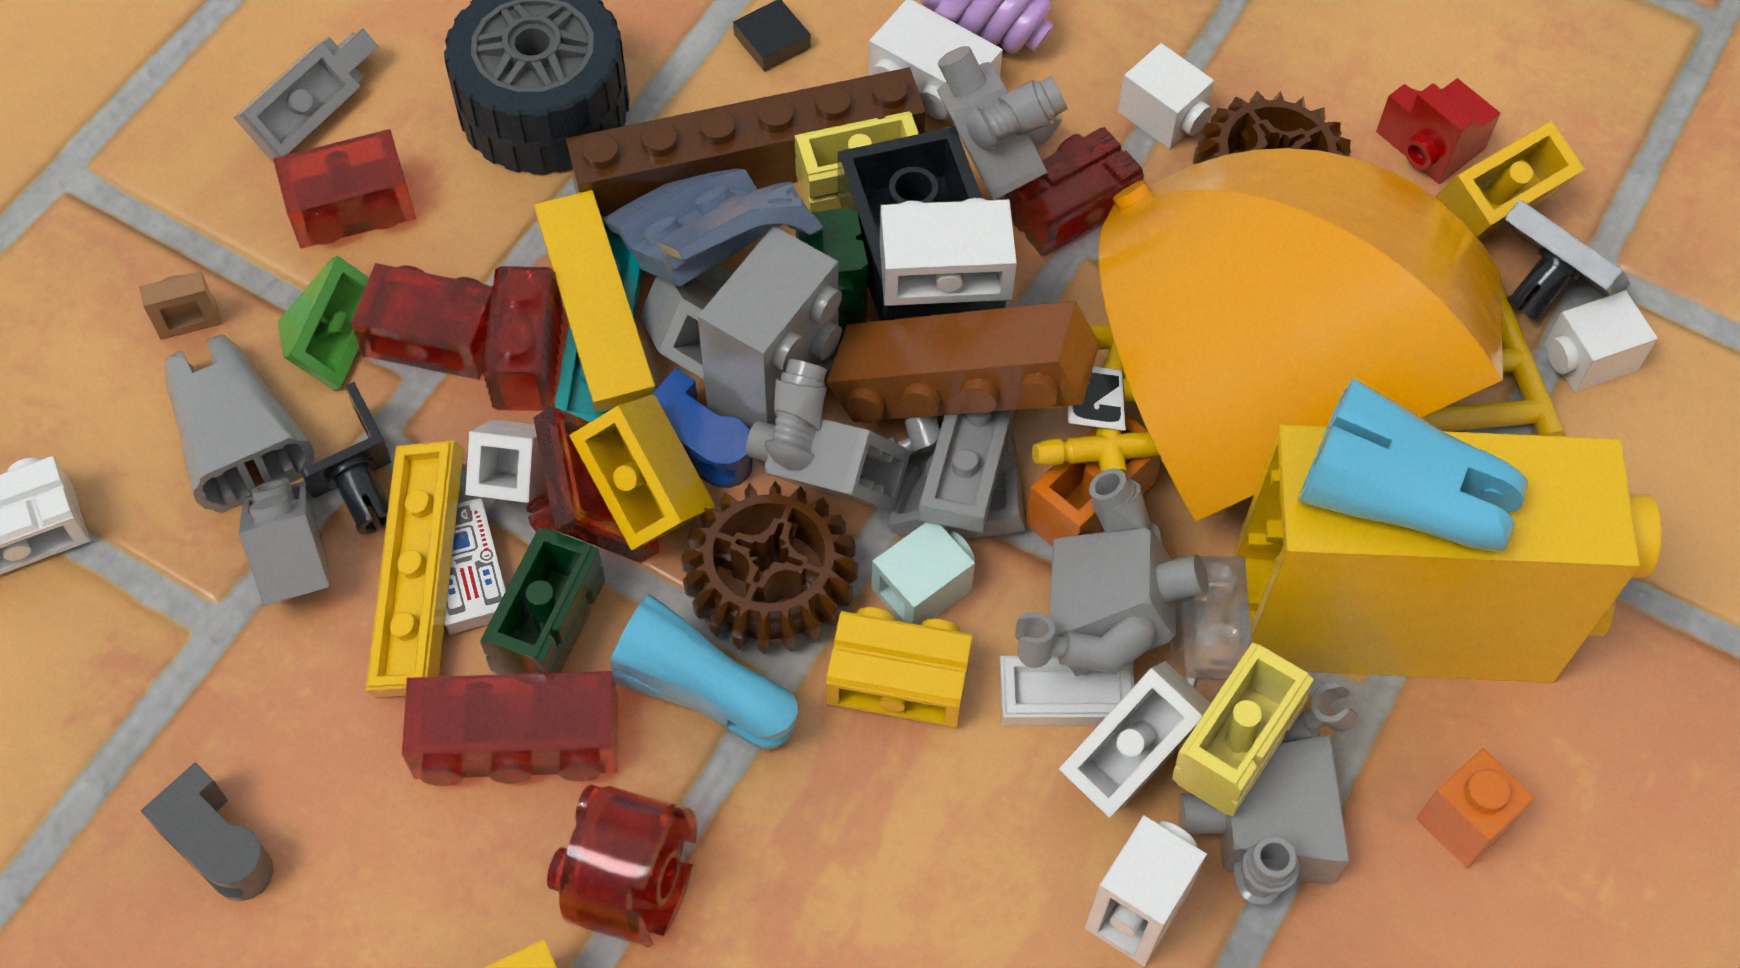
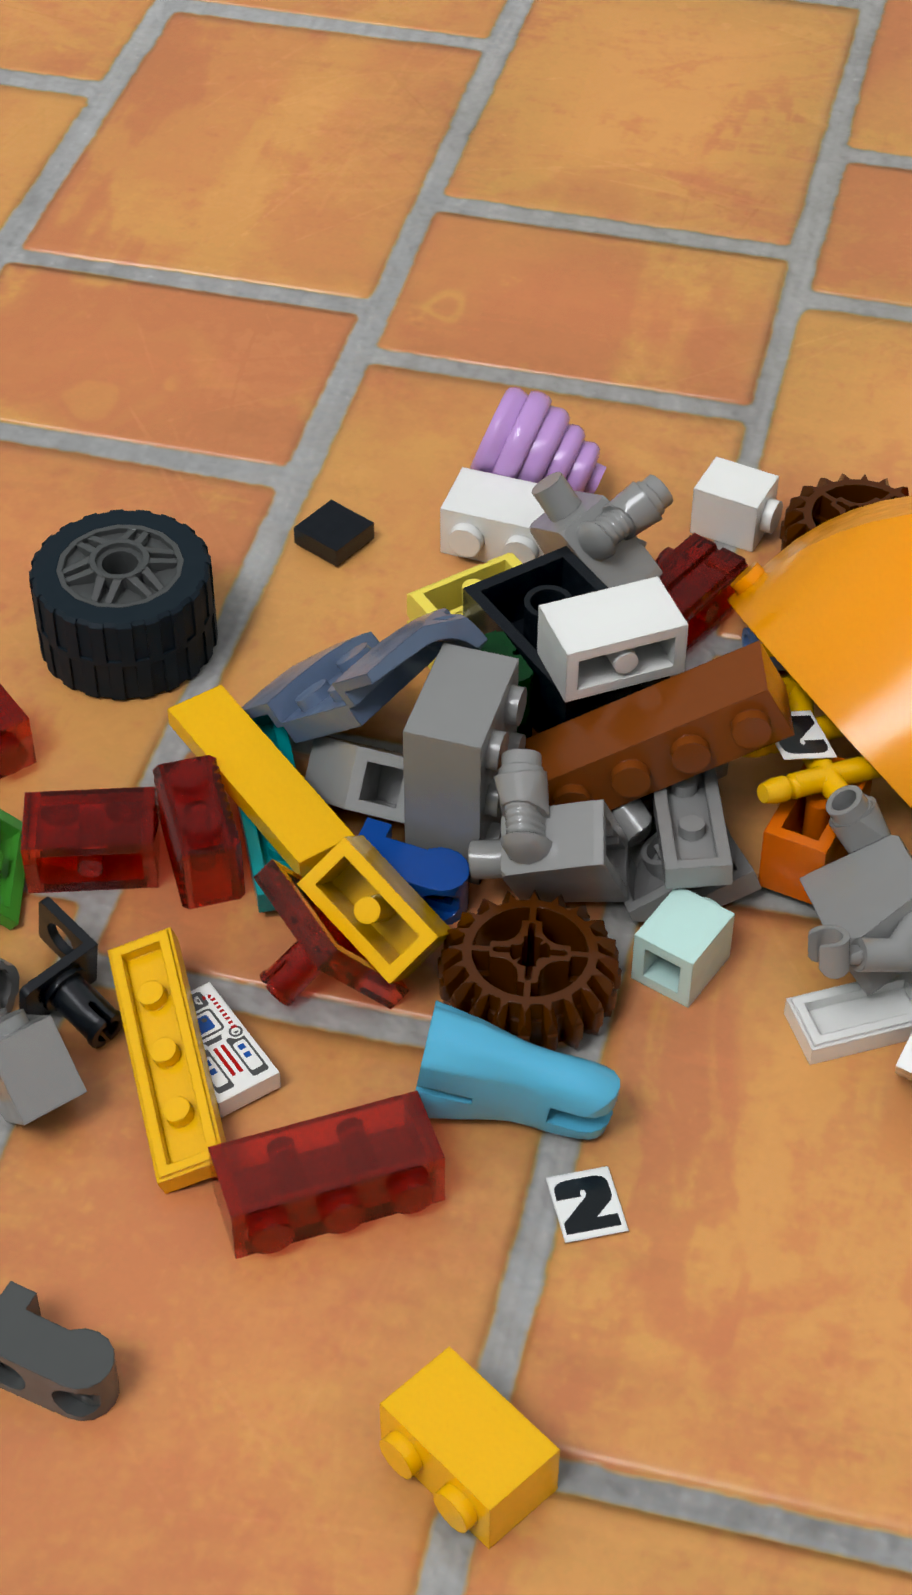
camera: 15 degrees left, 15 degrees down
(504, 462) = (231, 934): white brick -> none
(544, 606) = (321, 1048): dark green brick -> none
(623, 864) = (500, 1261): clear red brick -> none
(740, 813) = (586, 1204): none -> sticker
(742, 135) = (266, 644): reddish brown brick -> none
(898, 667) = (695, 1029): yellow brick -> none

